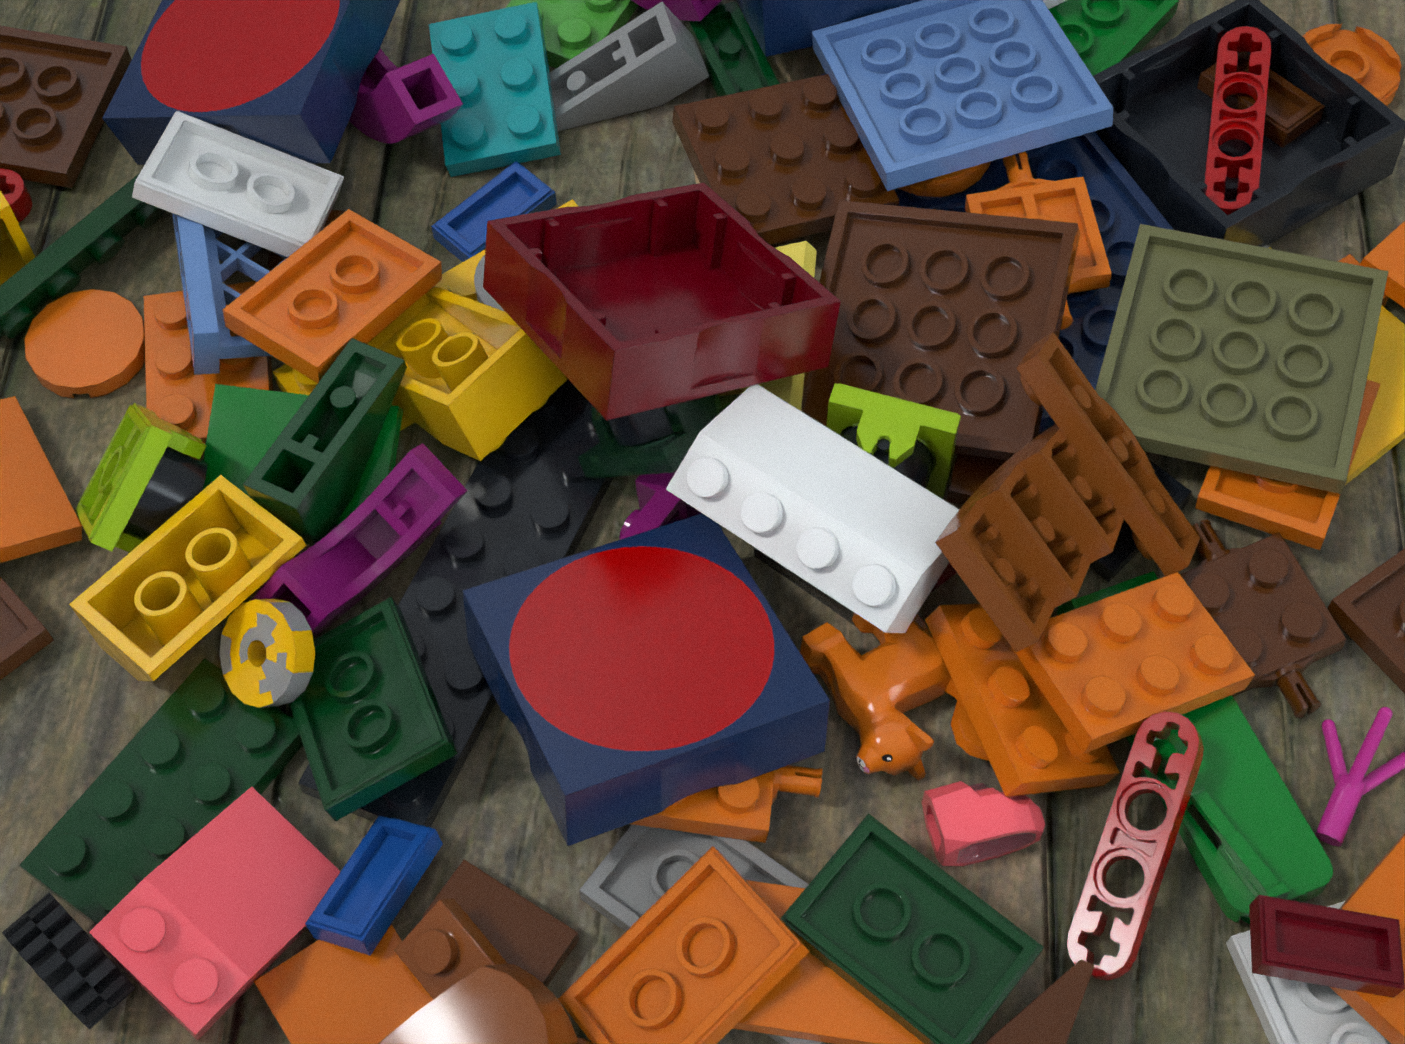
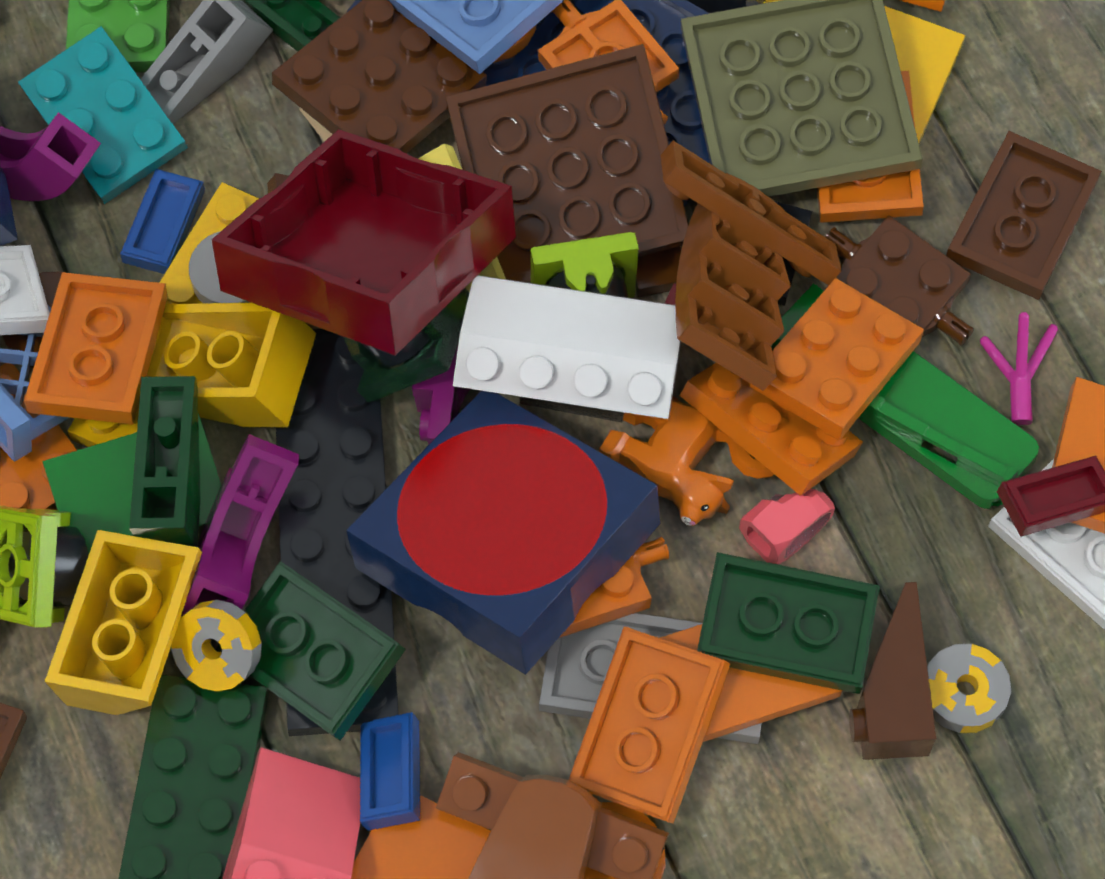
camera: 30 degrees left, 5 degrees up
(510, 922) = (508, 749): reddish brown tile -> none
(1147, 848) = (908, 486): beam -> none

